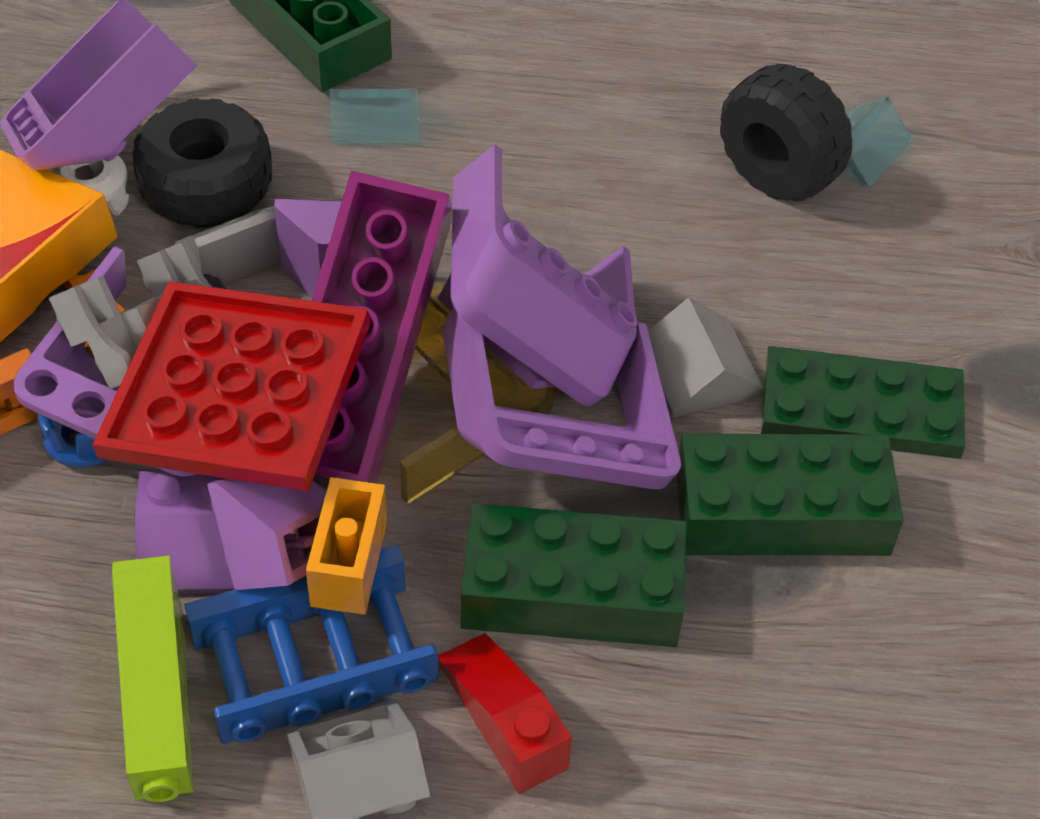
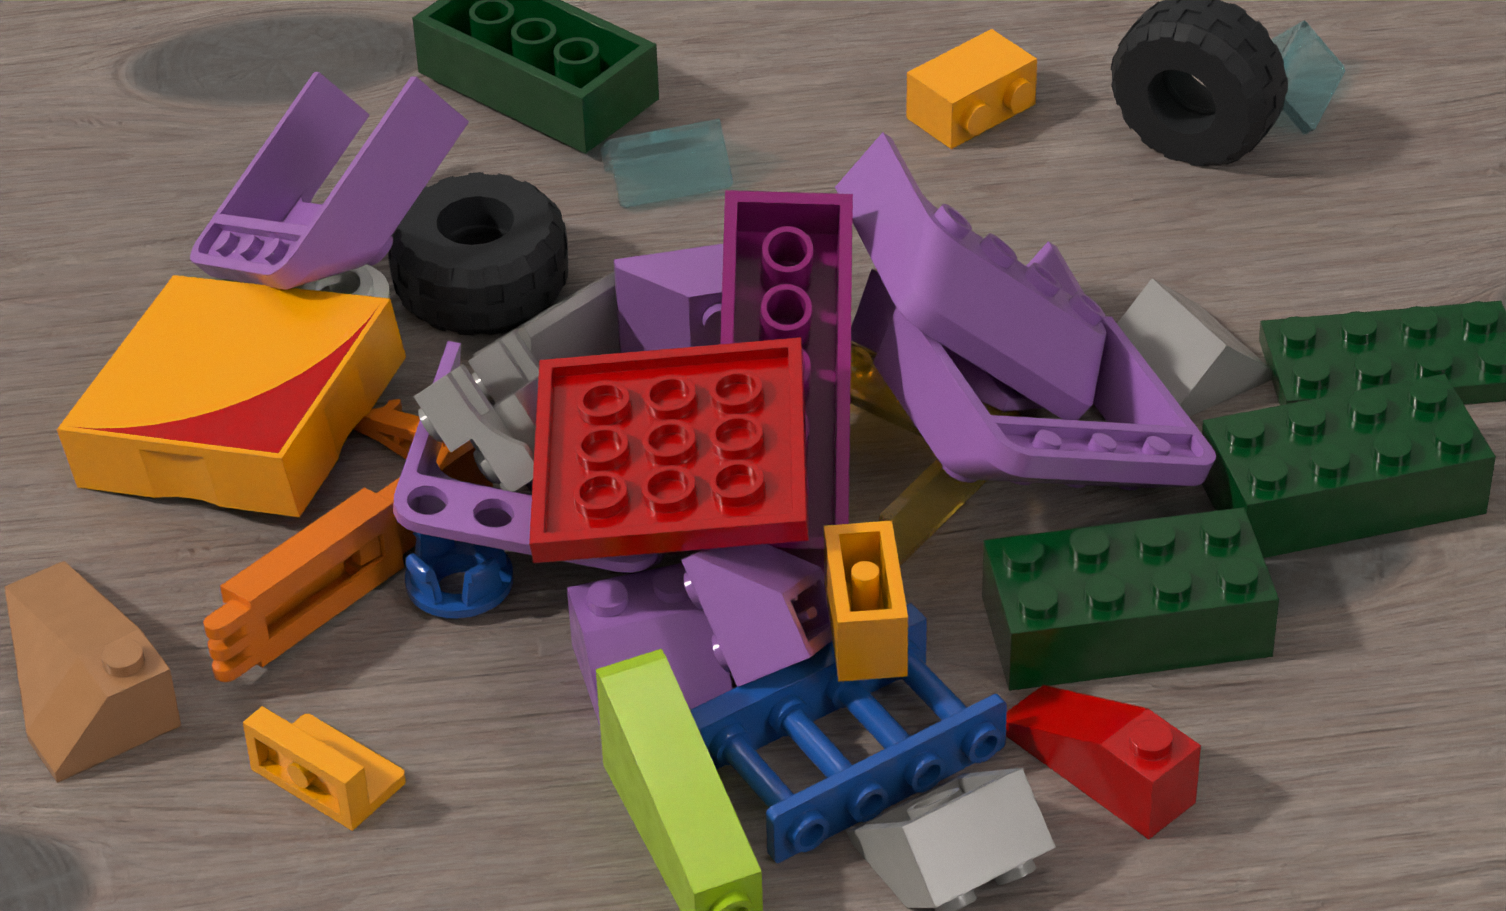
camera: 10 degrees left, 10 degrees down
(620, 99) = (971, 88): none -> light orange brick

